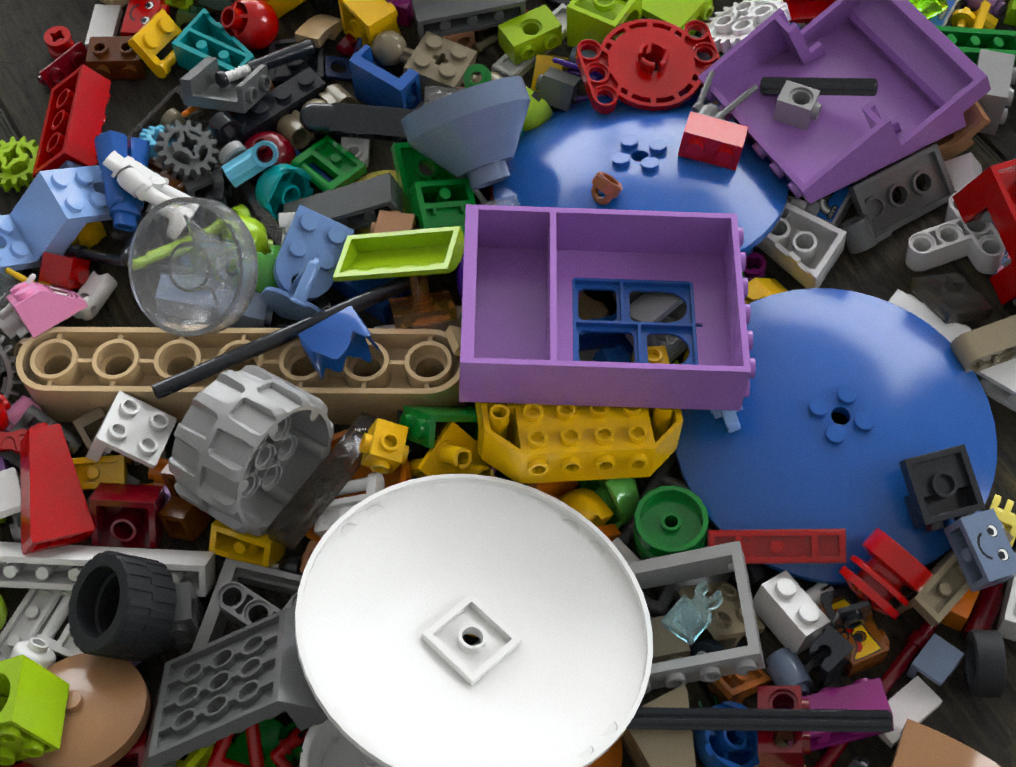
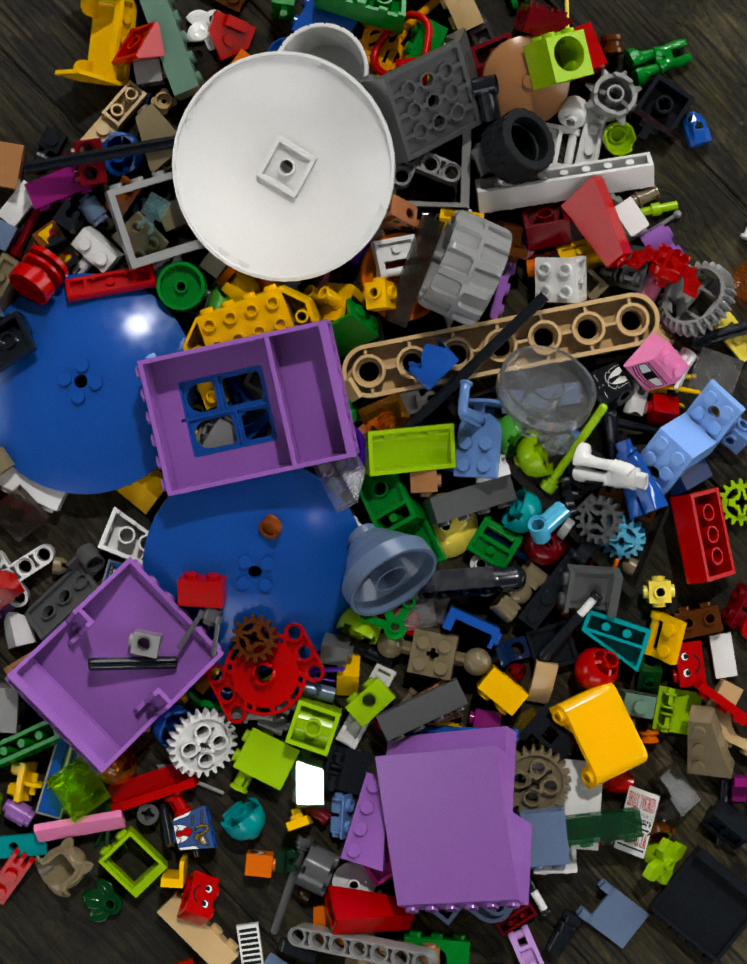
camera: 160 degrees right, 30 degrees up
(113, 305) = (612, 385): none -> black torso
(141, 693) = (486, 91): none -> black piece
(148, 89) = (650, 588): none -> light yellow brick
(655, 91) = (258, 629): none -> reddish brown gear
(900, 238) = (57, 567): none -> dark tan hinge

